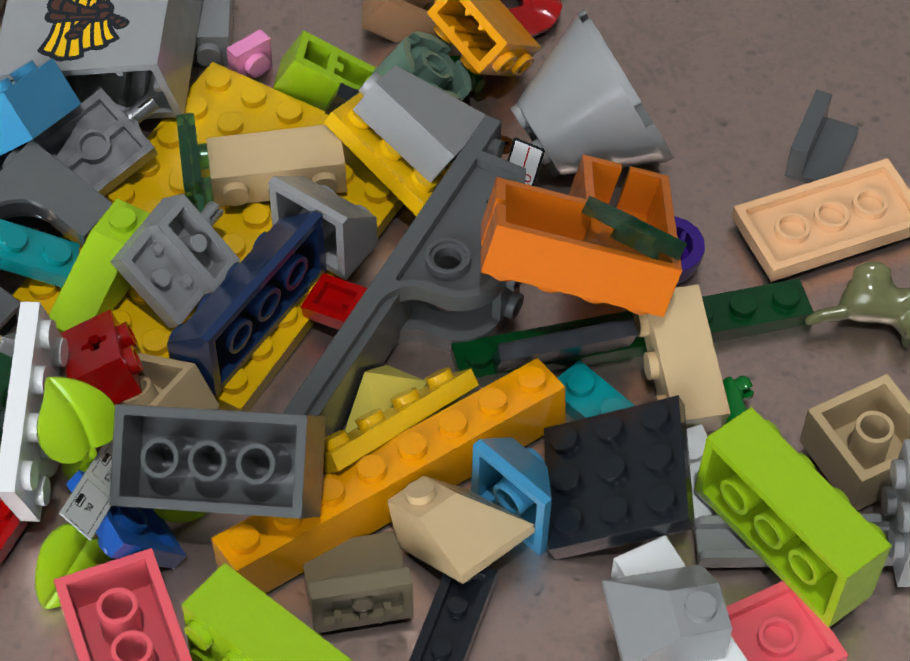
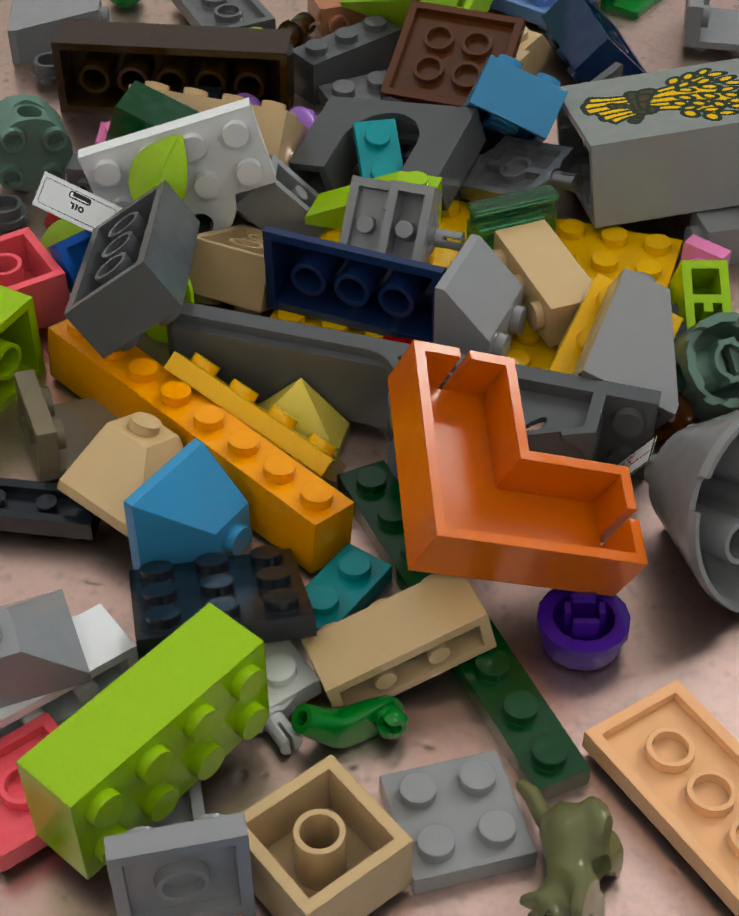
camera: 80 degrees right, 10 degrees down
(105, 356) = (247, 212): red brick -> none
(565, 344) = (377, 517): black tile -> none
(634, 232) = (486, 484): clear green plate -> none
(822, 363) = (459, 821): none -> light grey plate

